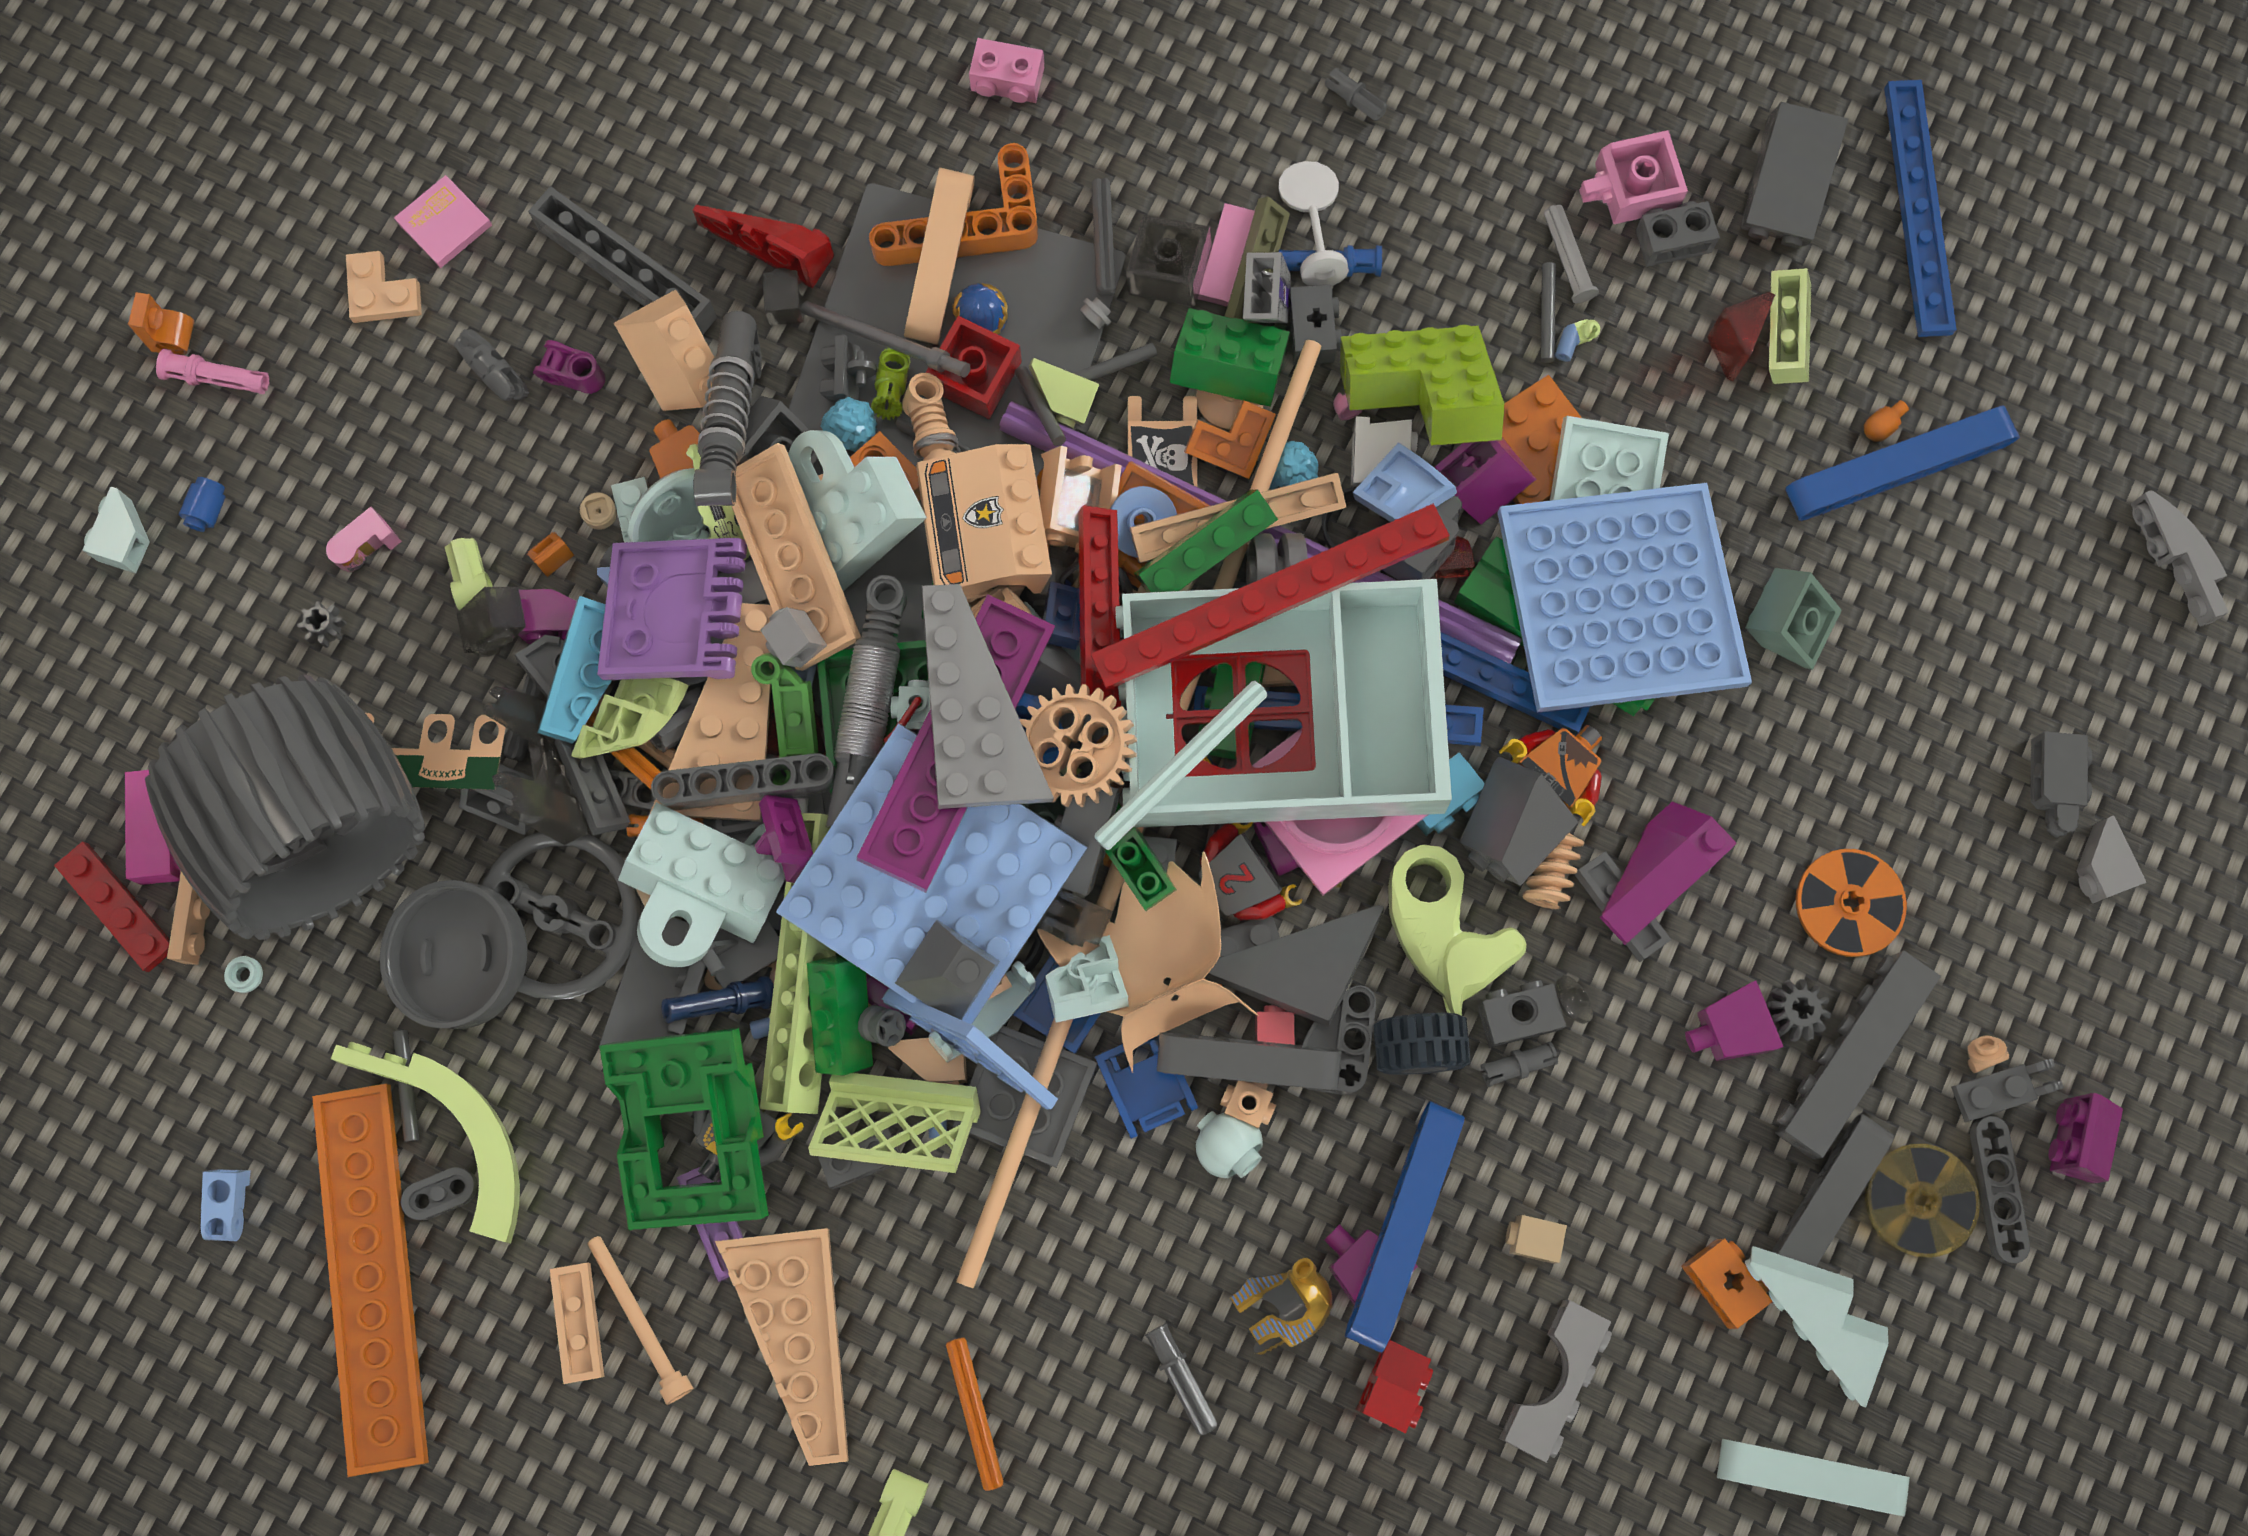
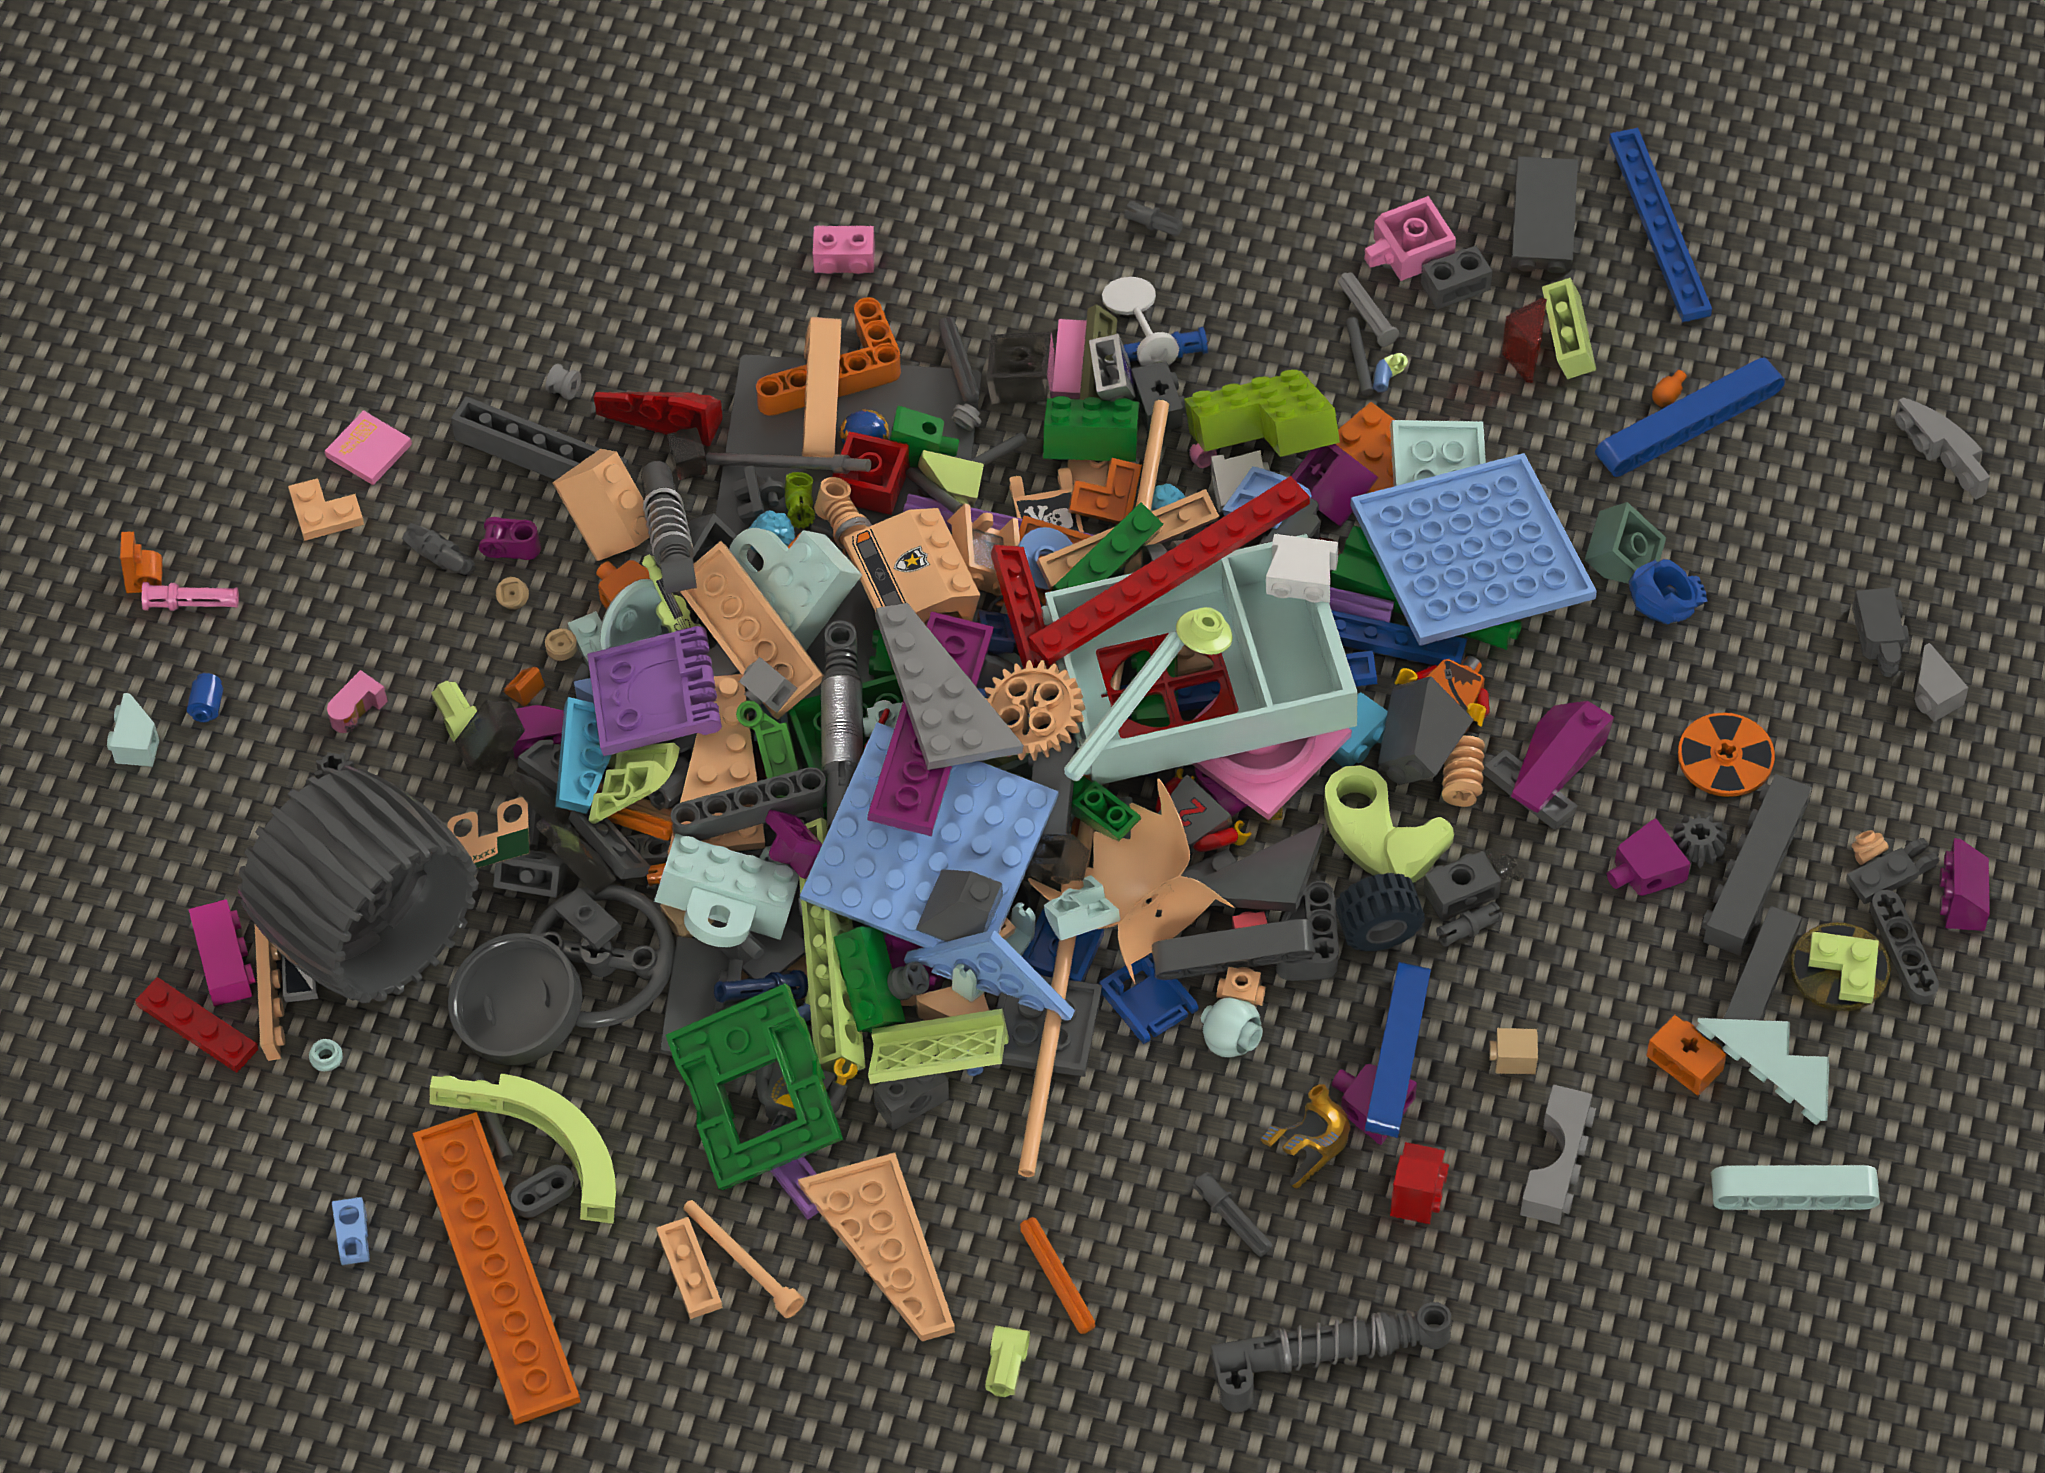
camera: 10 degrees left, 20 degrees down
(548, 876) = (588, 918): none -> dark grey plate
(559, 436) = (512, 593): none -> tan tile
(667, 180) = (564, 381): none -> light grey wheel
(1038, 333) = (921, 433): none -> green torso
(1284, 698) = (1204, 631): none -> yellowish green piece
(1420, 631) = (1301, 568): none -> white hips
(1828, 688) = (1663, 603): none -> blue helmet
(1943, 1207) = (1851, 956): none -> yellowish green plate

